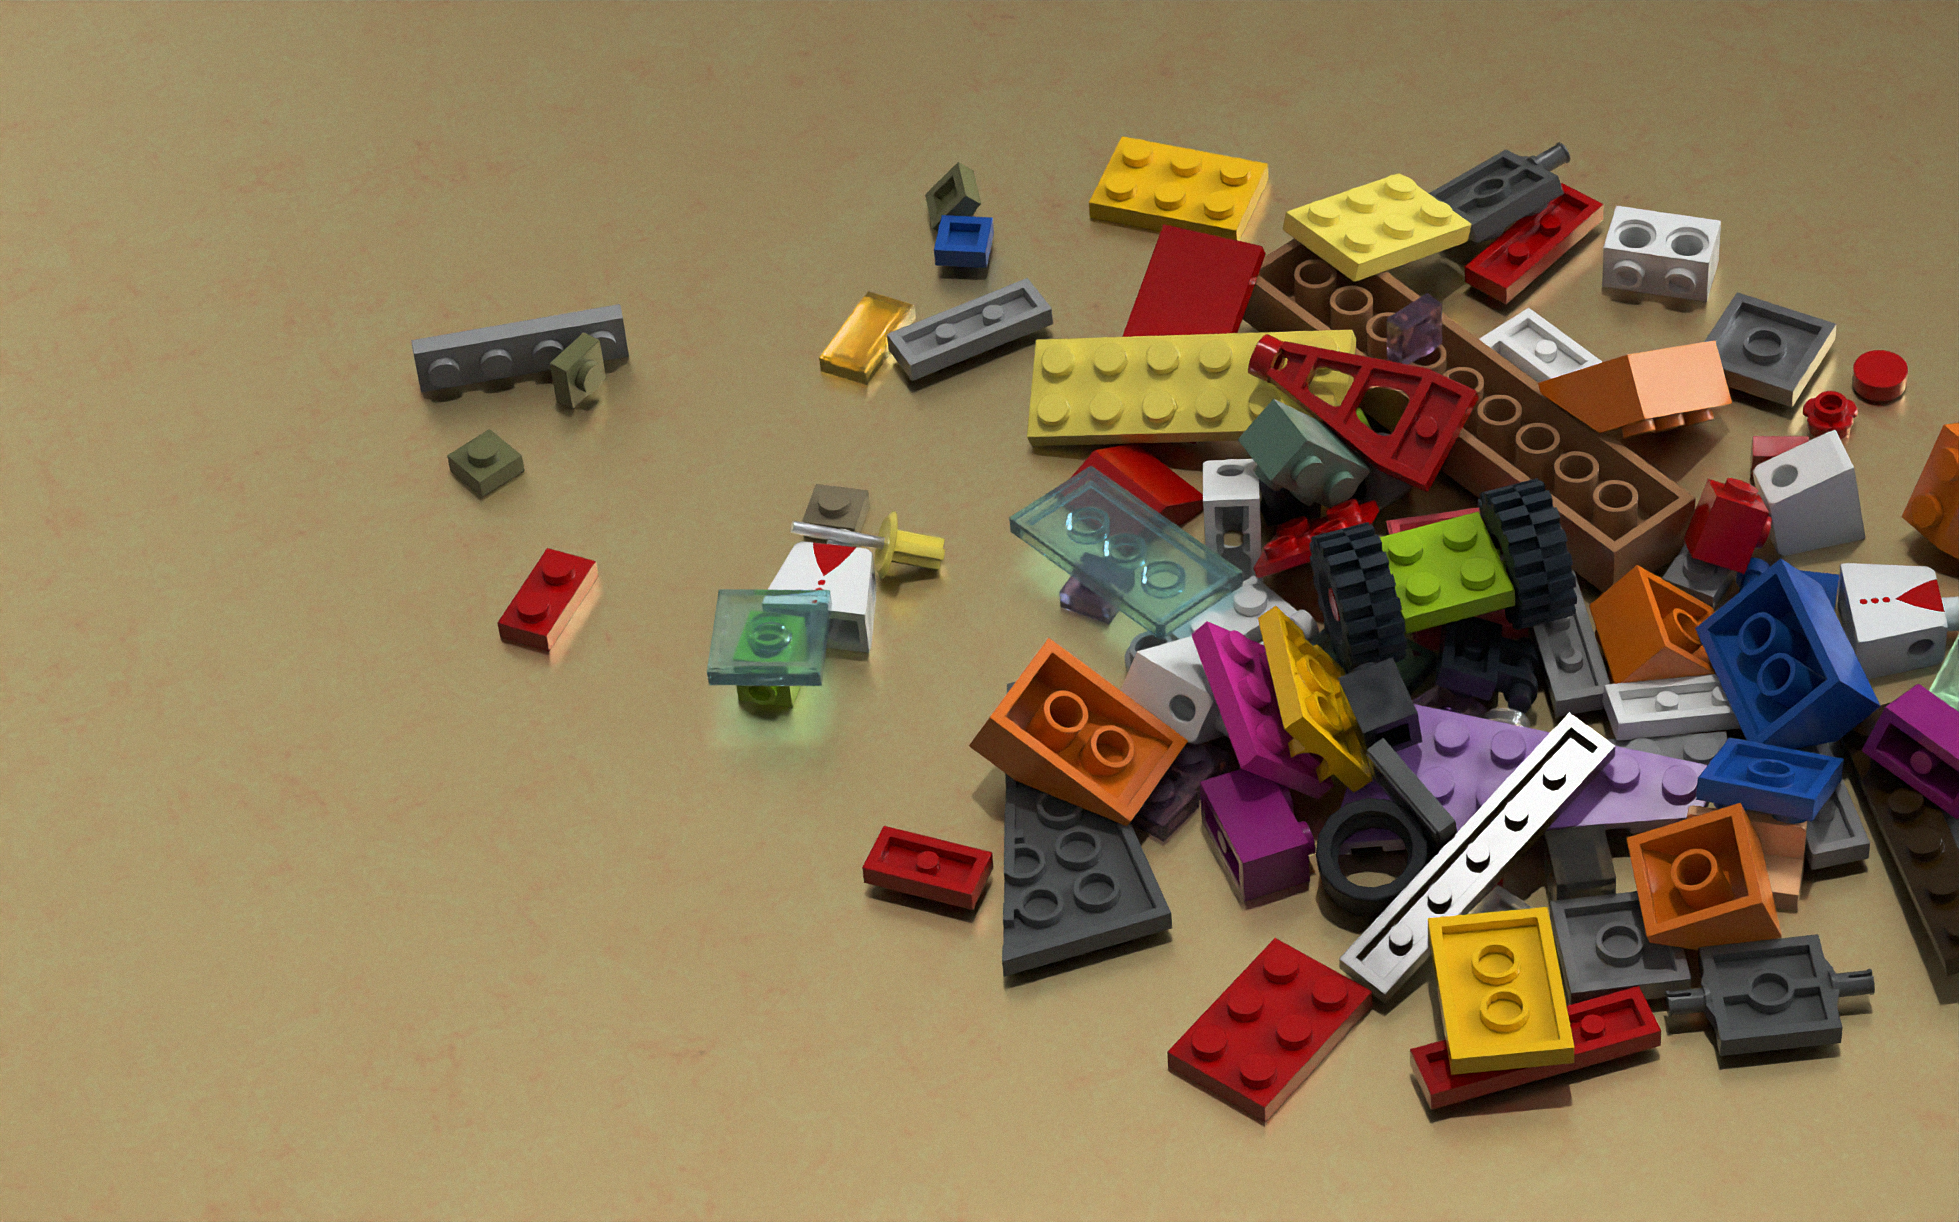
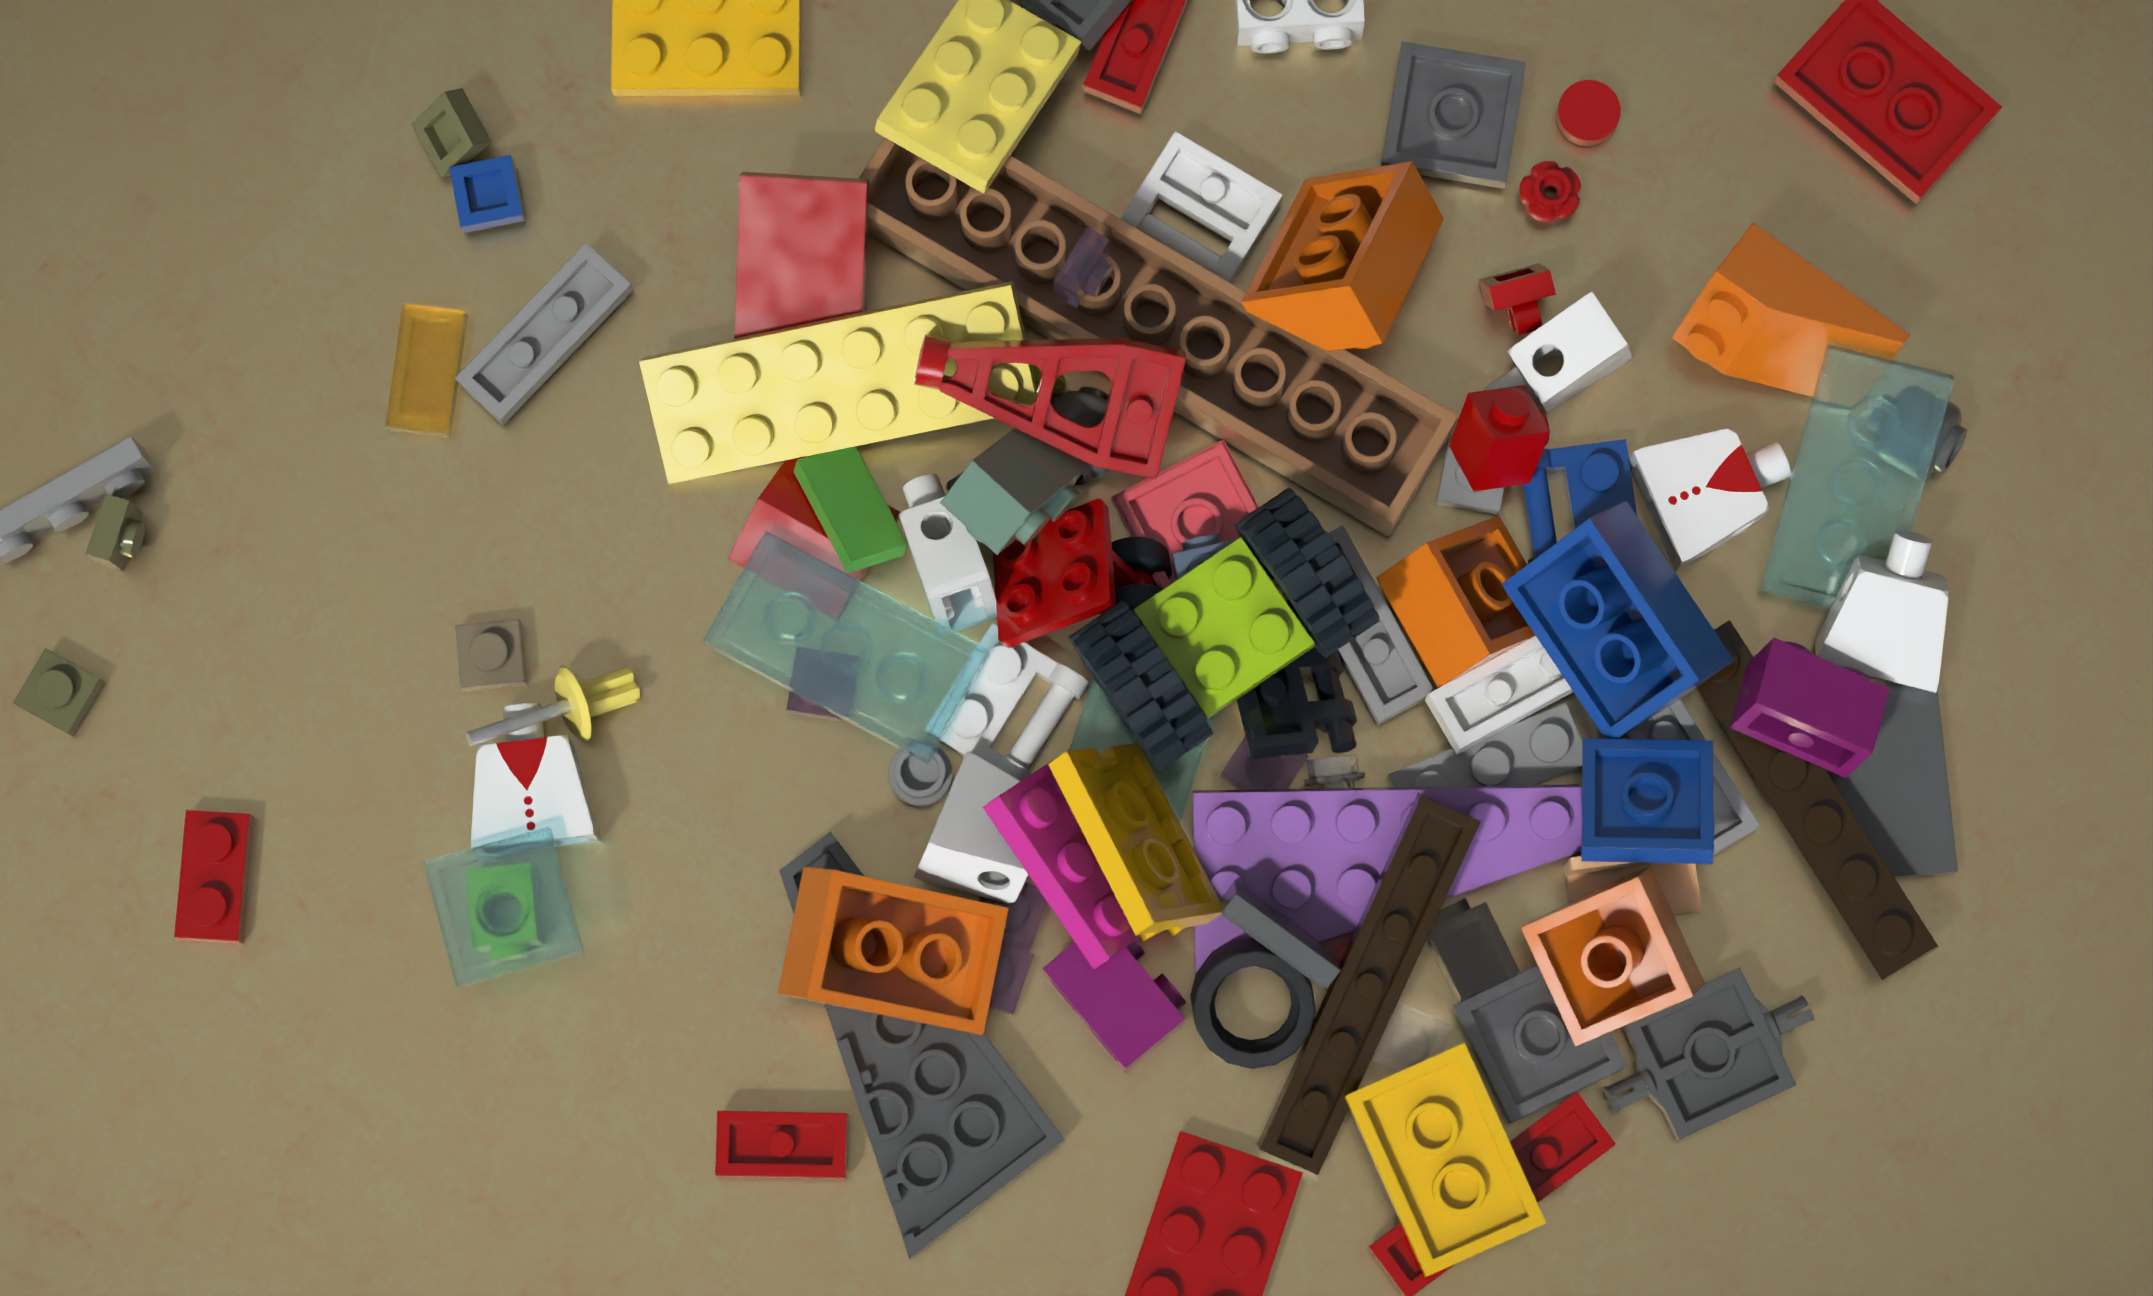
camera: 20 degrees left, 35 degrees up
(1167, 473) = (850, 508): none -> bright green tile
(1380, 706) = (1212, 835): black brick -> none

